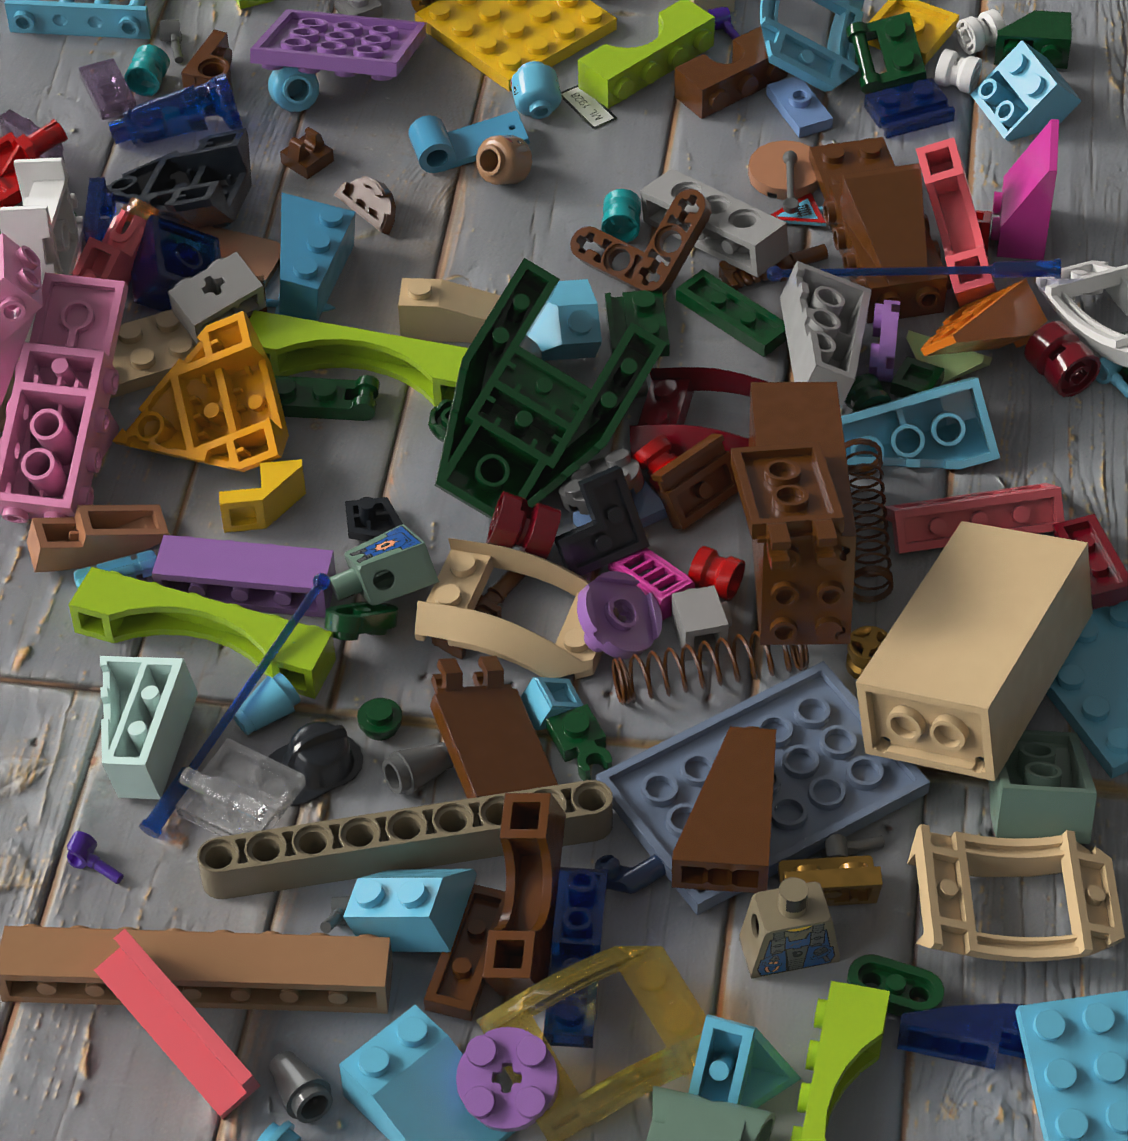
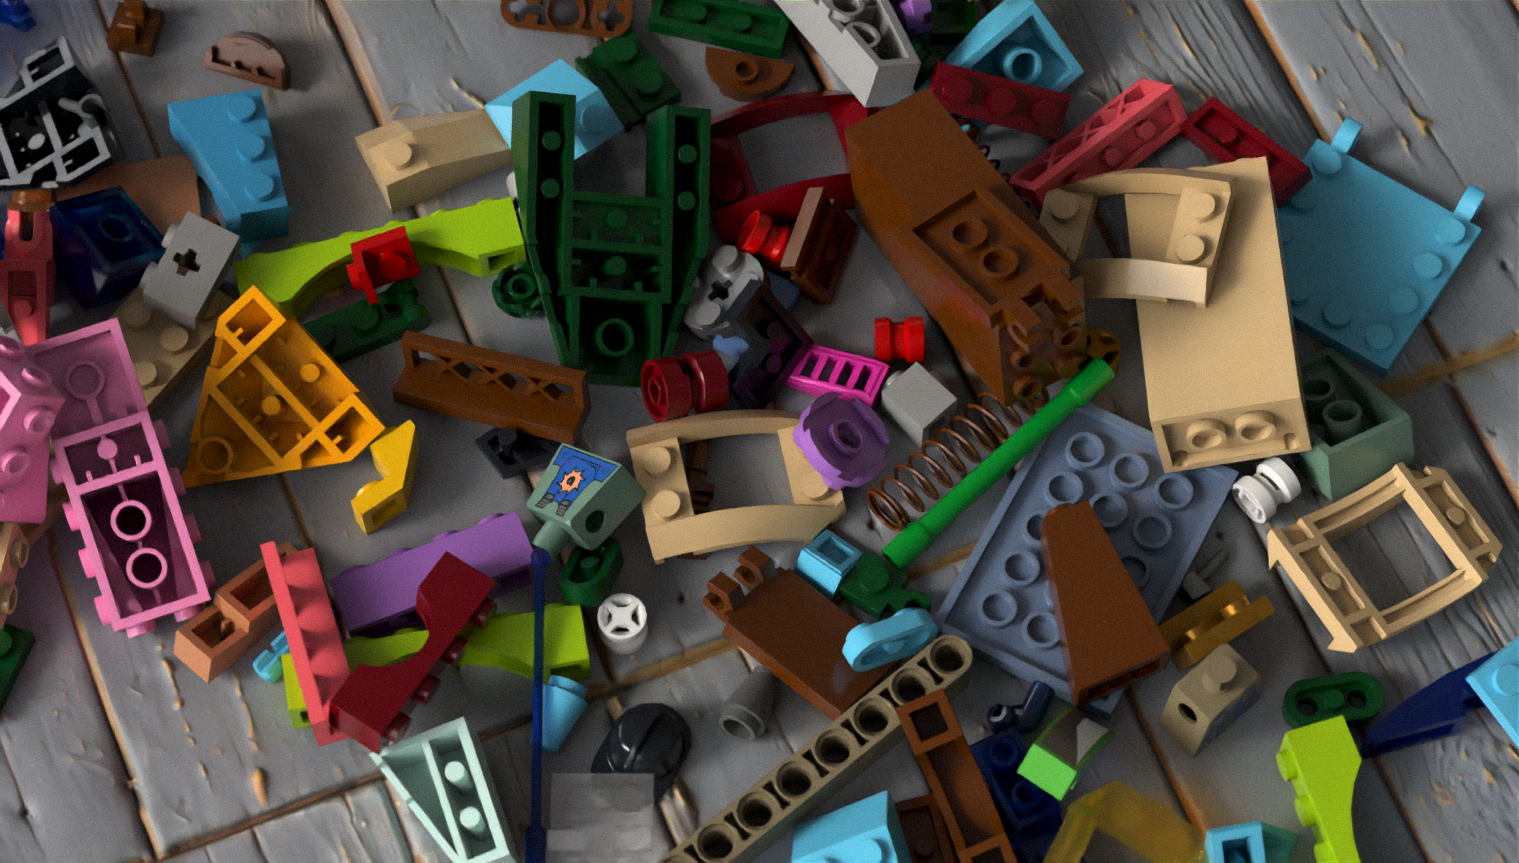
camera: 30 degrees left, 15 degrees up
(112, 564) = (309, 633): none -> coral fence
(131, 616) = (378, 699): none -> dark red arch
(229, 177) = (86, 108): none -> dark grey hand
(359, 353) = (382, 261): none -> red bracket
(367, 658) = (620, 612): none -> white wheel
(377, 476) = (493, 395): none -> reddish brown fence
(379, 718) = (676, 668): dark green plate -> none
(550, 762) = (889, 640): none -> medium azure plate
(631, 900) = (1065, 751): none -> slope
(727, 353) = (746, 76): none -> reddish brown plate
(826, 660) = (1075, 394): none -> green piece
(887, 562) = (1192, 245): none -> tan wedge
(909, 442) = (999, 100): none -> dark red plate
(946, 805) = (1266, 489): none -> white wheel

